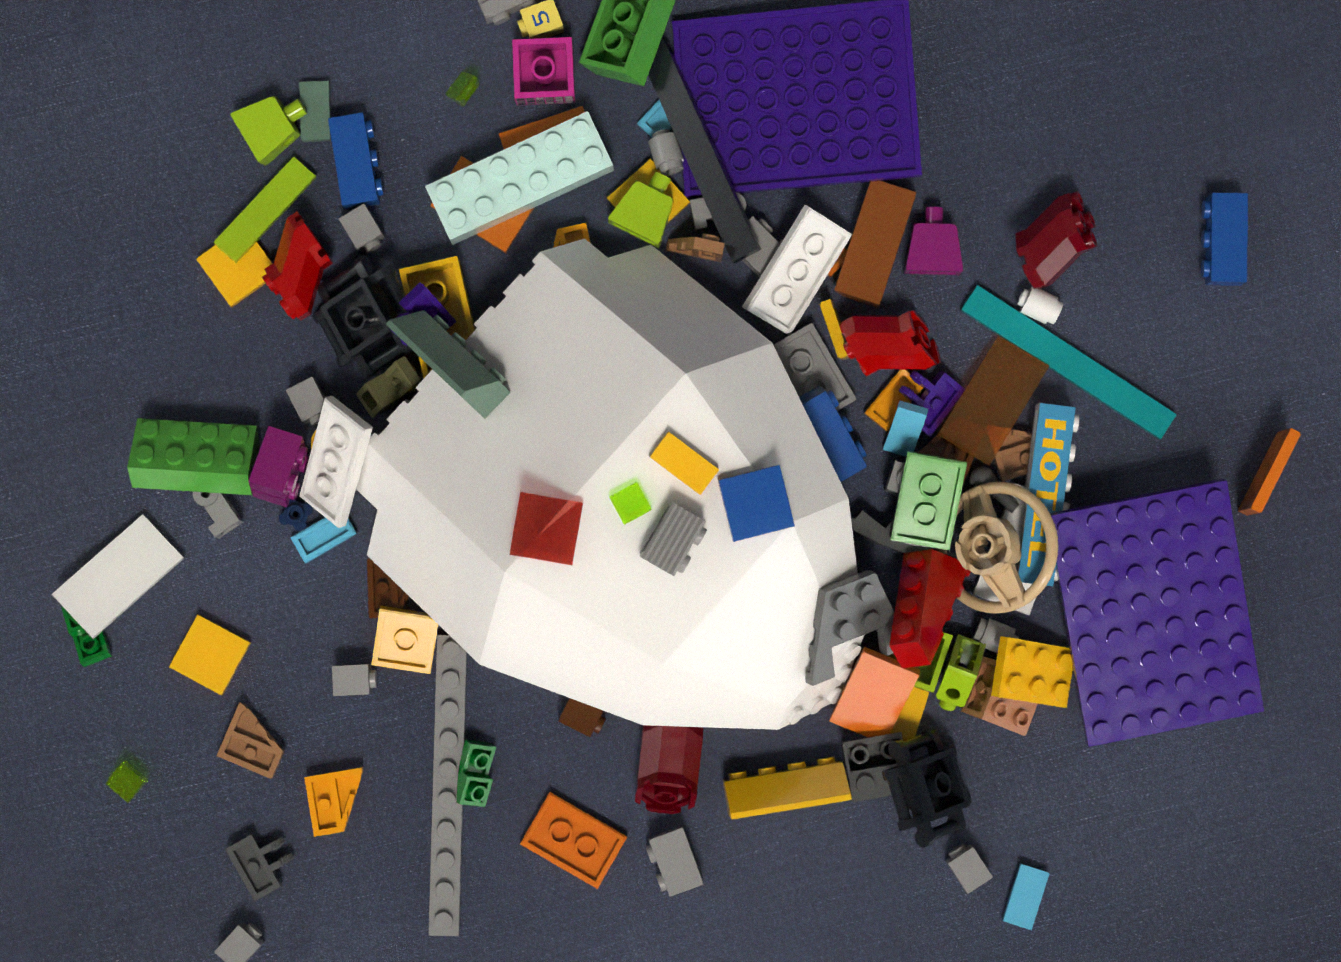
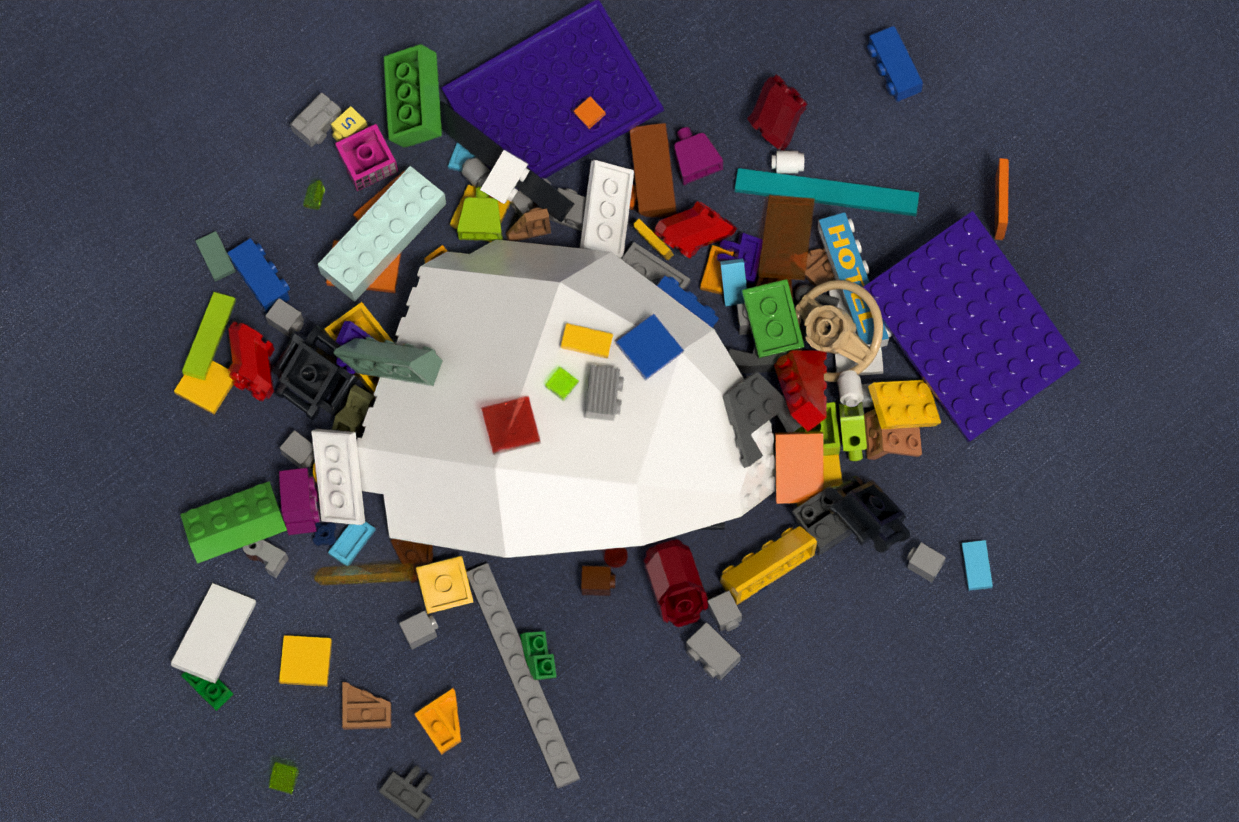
camera: 20 degrees left, 15 degrees down
(269, 126) = (187, 278): lime torso -> none
(319, 585) = (364, 574): none -> clear yellow slope
(573, 840) = (632, 673): orange tile -> none
(693, 179) = (505, 176): none -> white brick
(711, 821) = (725, 611): none -> light grey brick
(831, 140) = (589, 112): none -> orange tile
(978, 627) = (850, 388): none -> white brick

